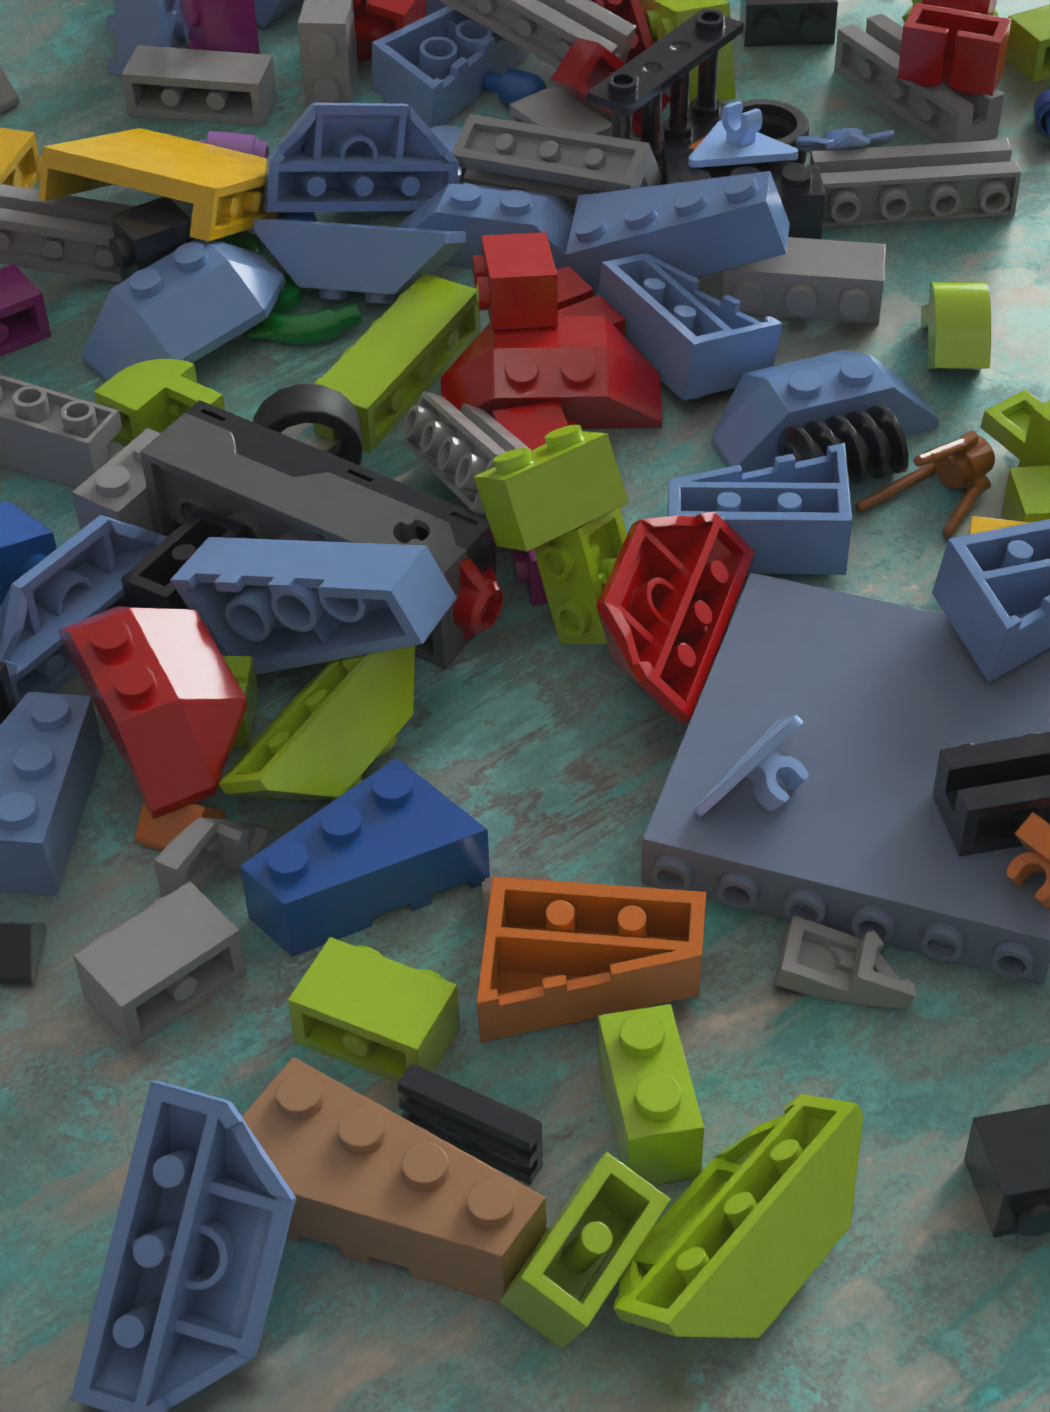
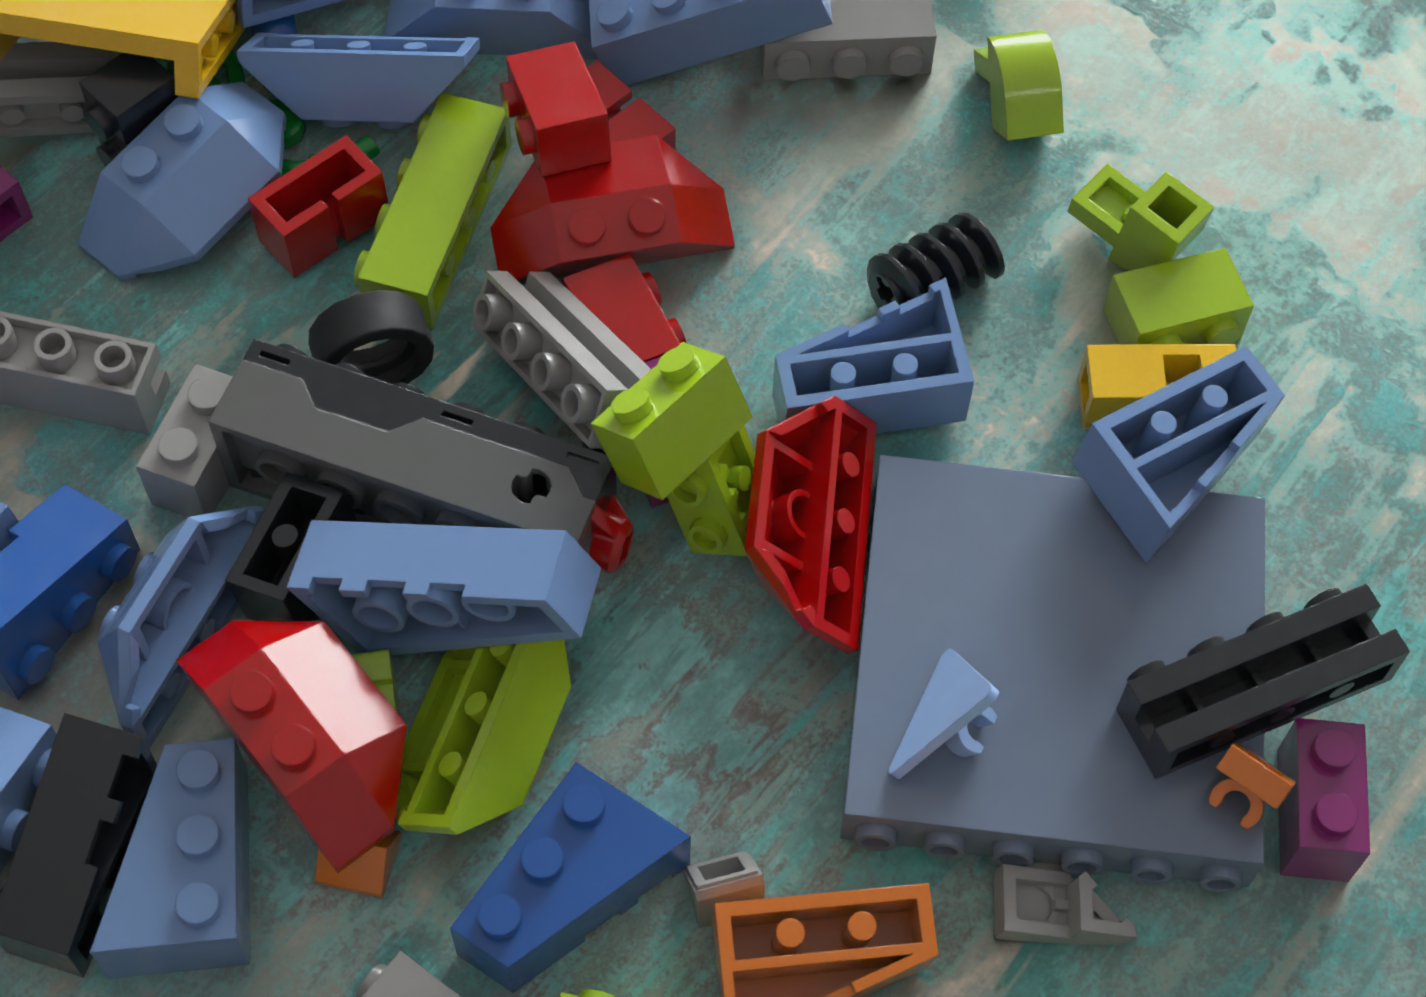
camera: 15 degrees left, 15 degrees up
(153, 395) = (187, 299): lime brick -> none
(206, 848) = (418, 876): light grey slope -> none
(291, 340) = (318, 202): none -> red piece
(683, 332) = (735, 130): medium blue wedge -> none
(806, 392) = (886, 200): medium blue wedge -> none
(957, 465) = (1052, 265): dark orange plant -> none

